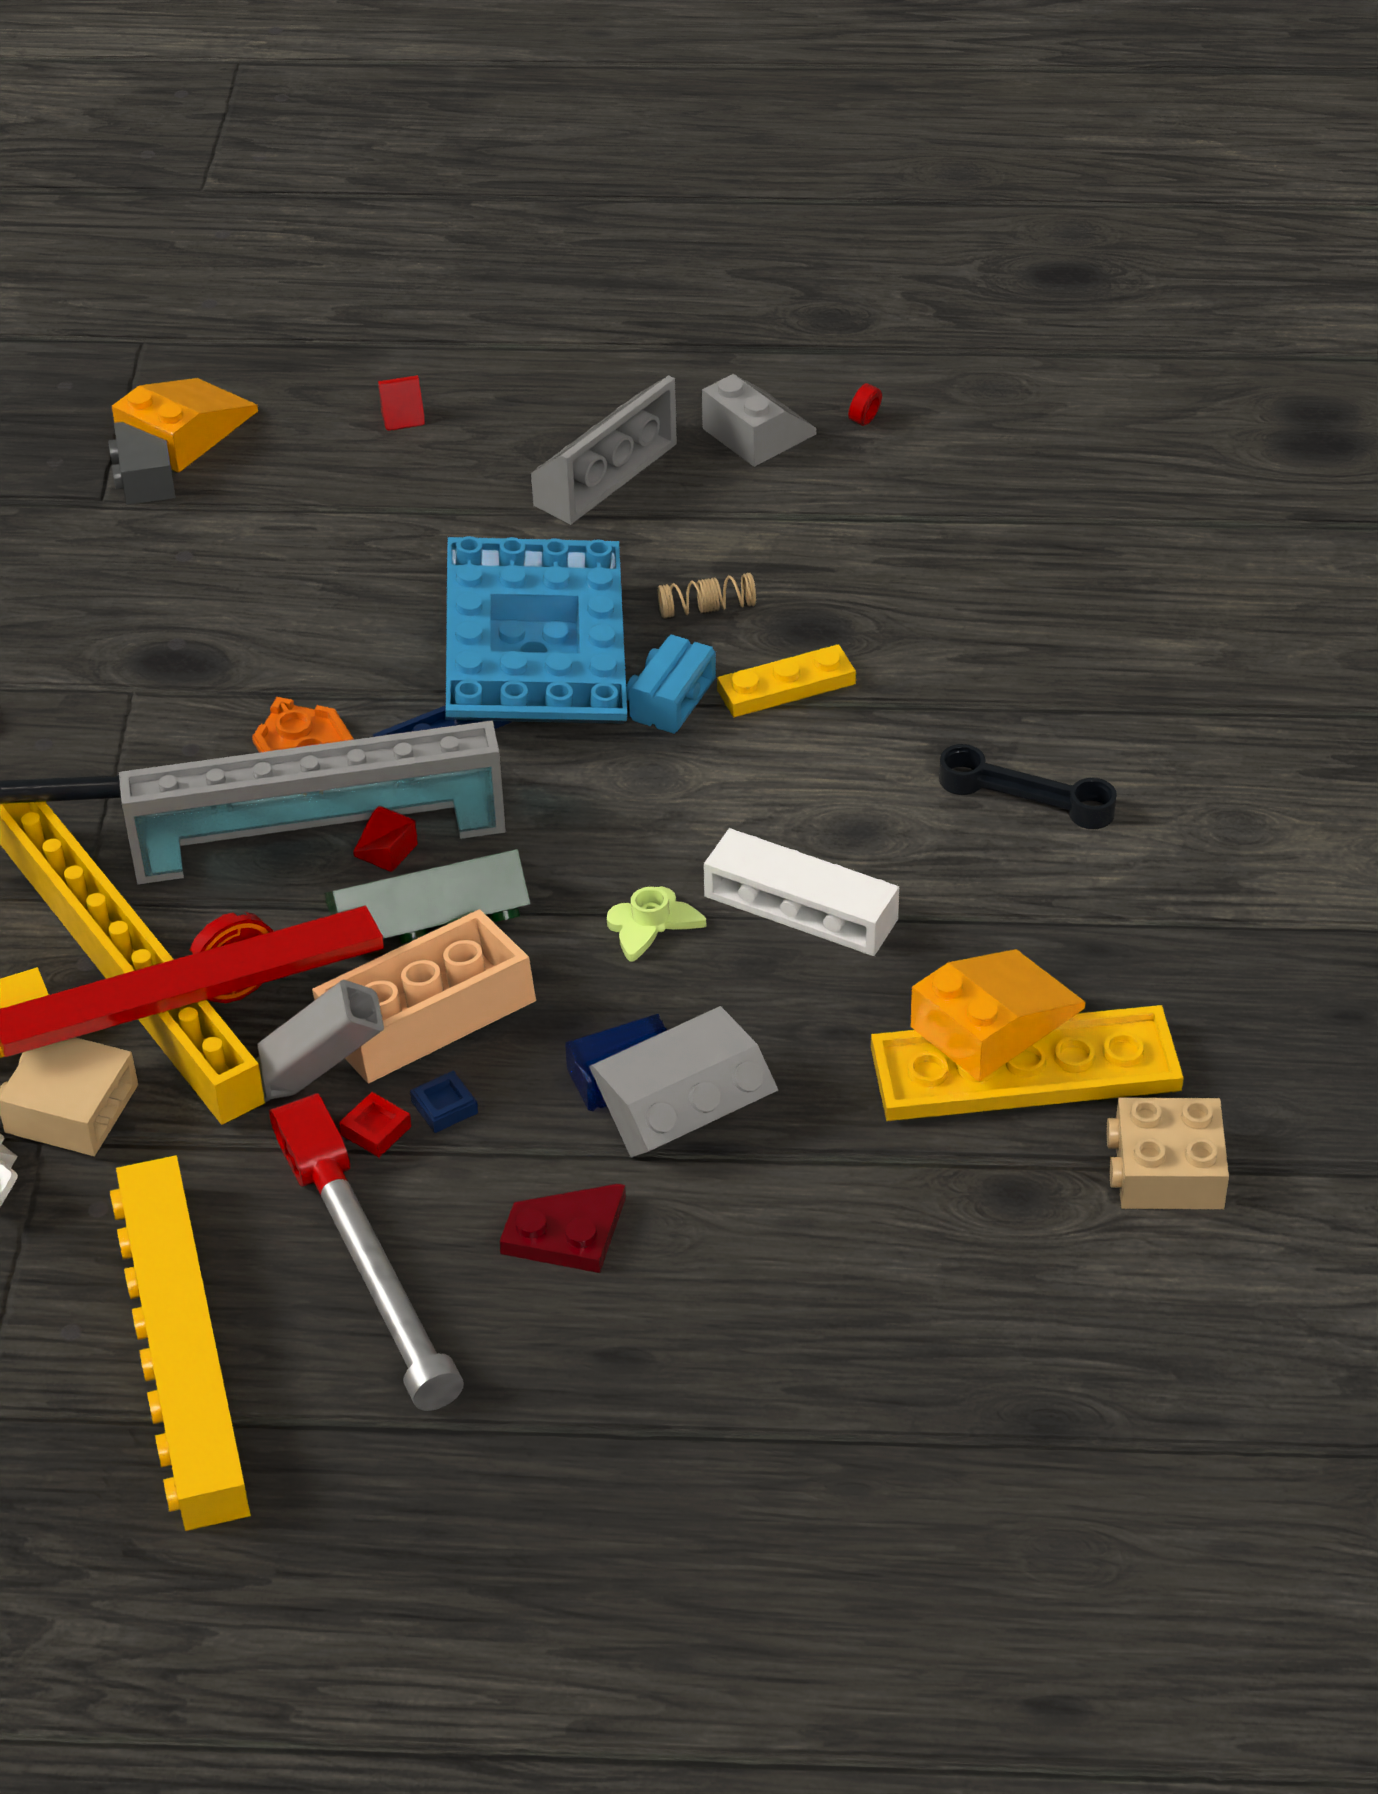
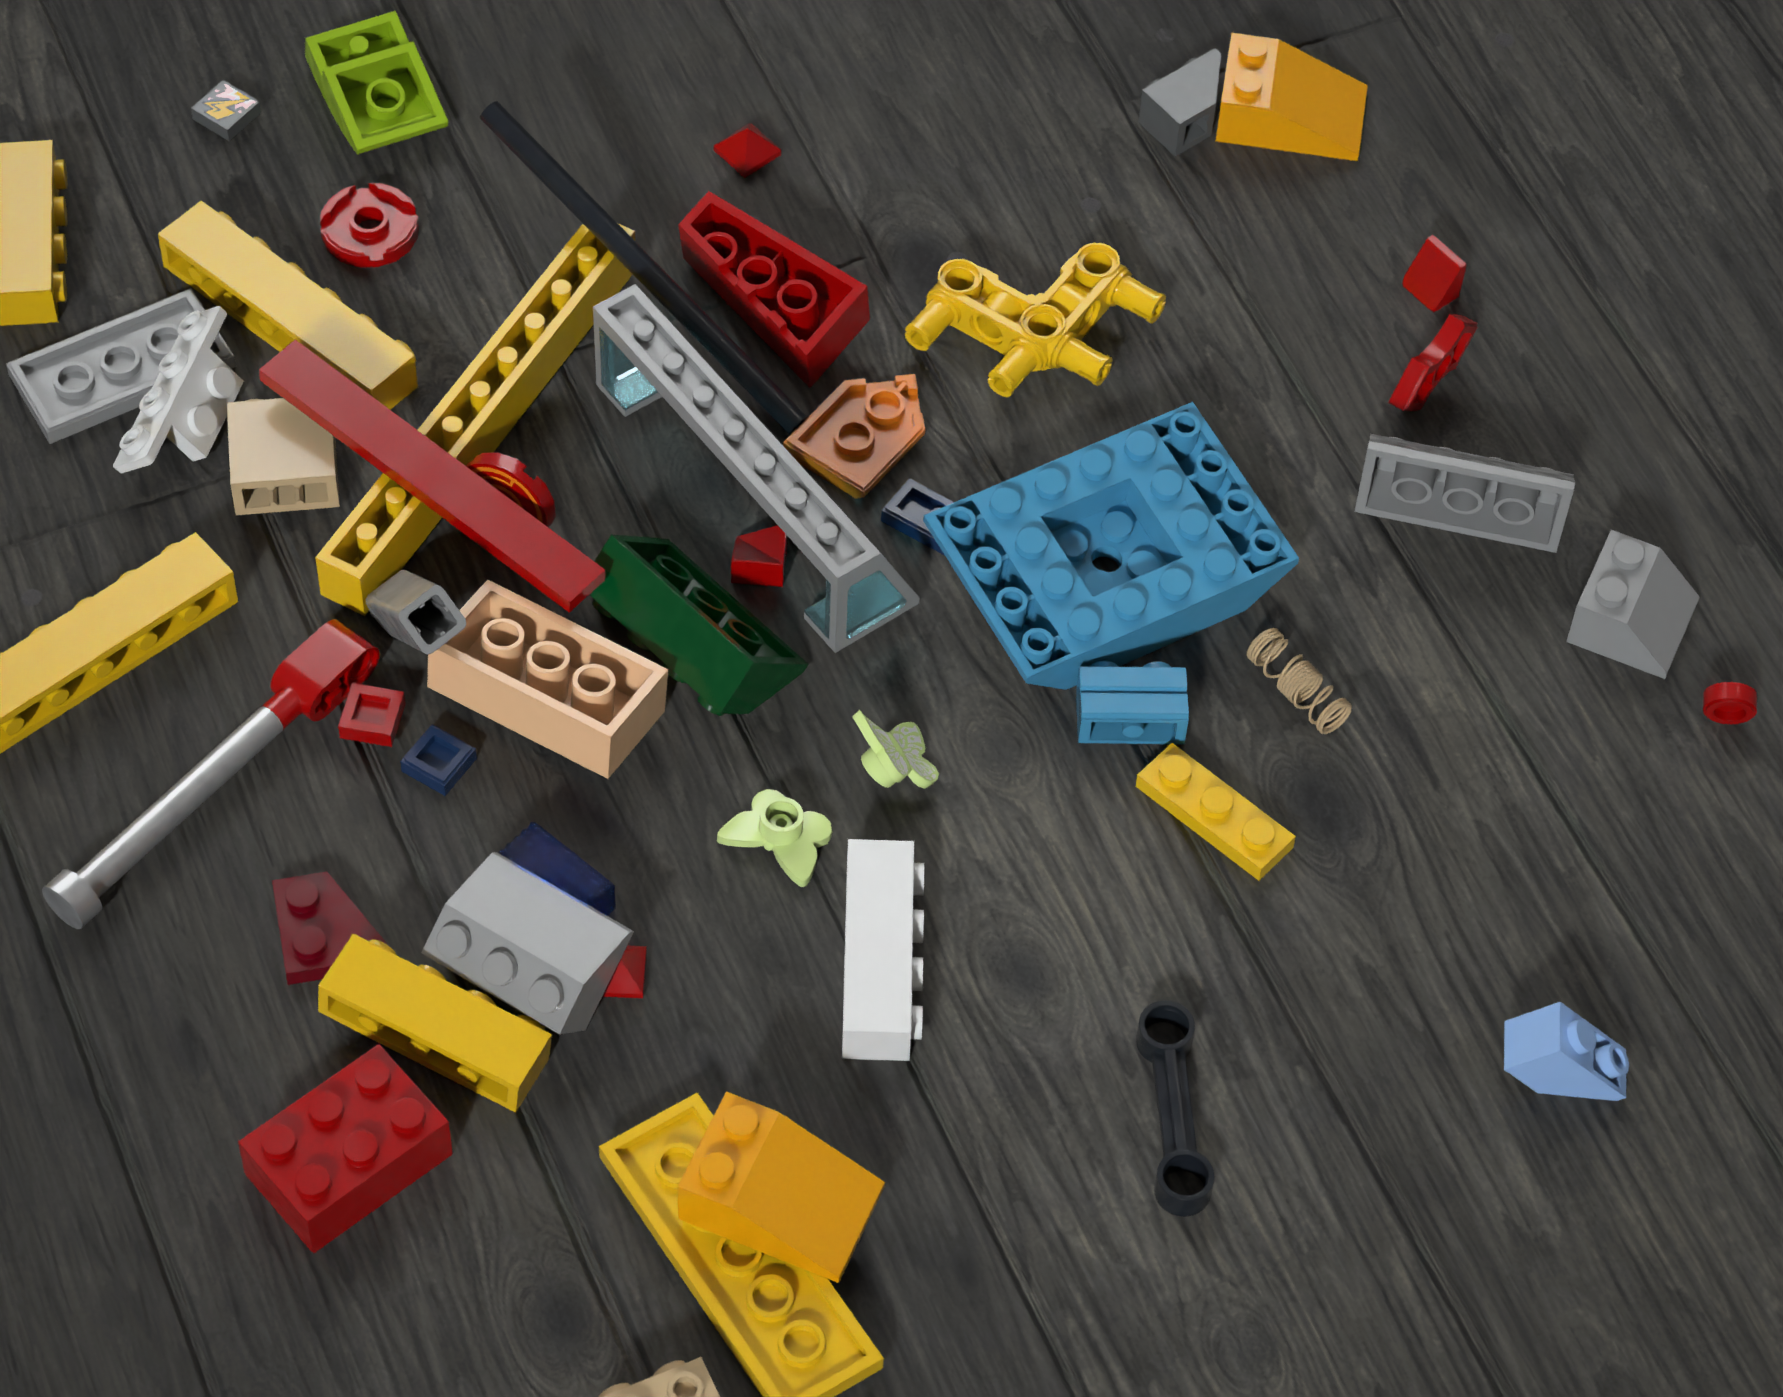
camera: 60 degrees right, 10 degrees up
(134, 731) = (776, 286): none -> red wedge
(283, 618) = (1034, 329): none -> yellow pin
(485, 426) = (1433, 363): none -> red tile
(630, 825) = (895, 754): none -> yellowish green animal
(713, 1170) = (434, 1021): none -> yellow brick
(799, 1267) = (346, 1148): none -> red brick
(1099, 577) = (1564, 1055): none -> light blue slope

